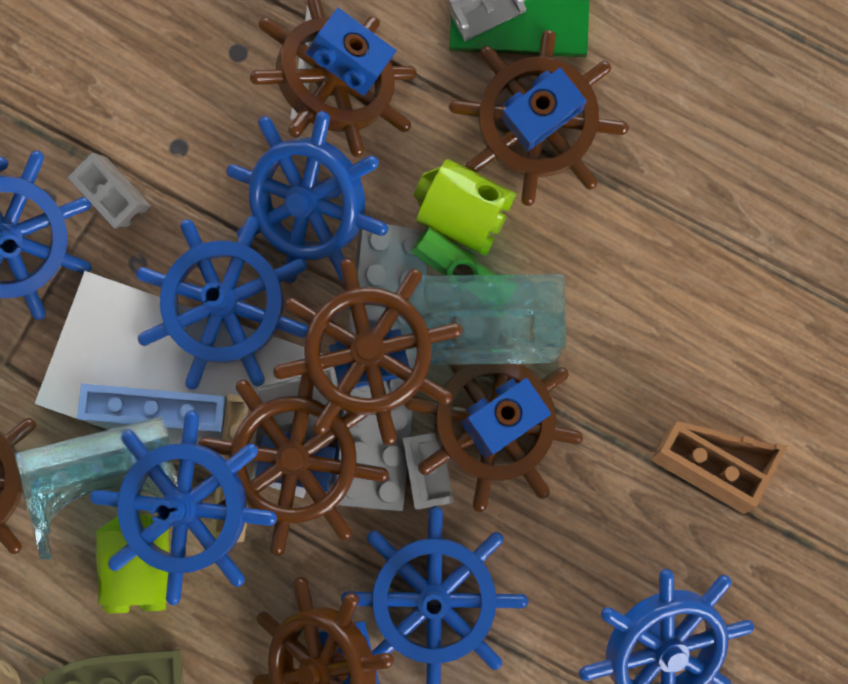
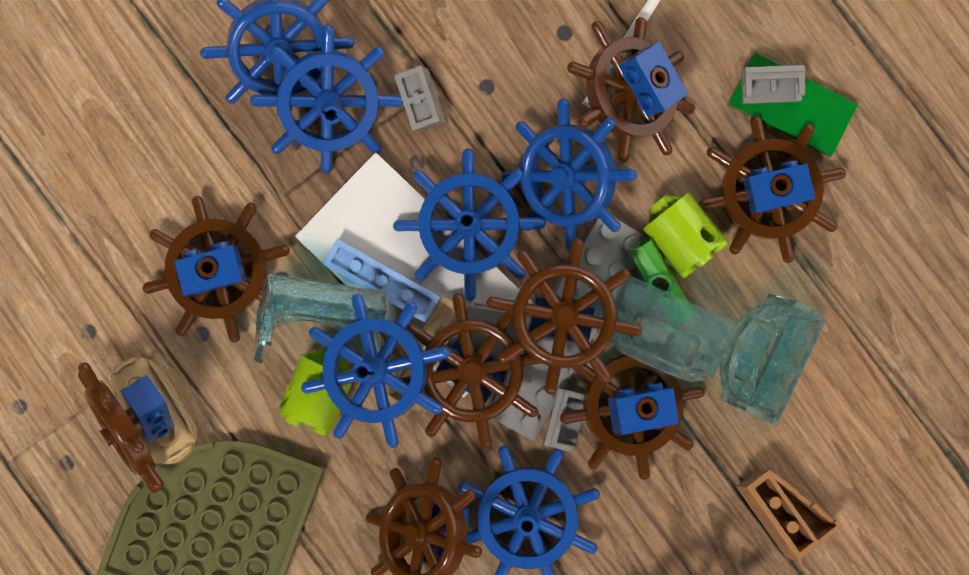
camera: 25 degrees right, 5 degrees up
(589, 297) = (796, 334): none -> clear light blue piece

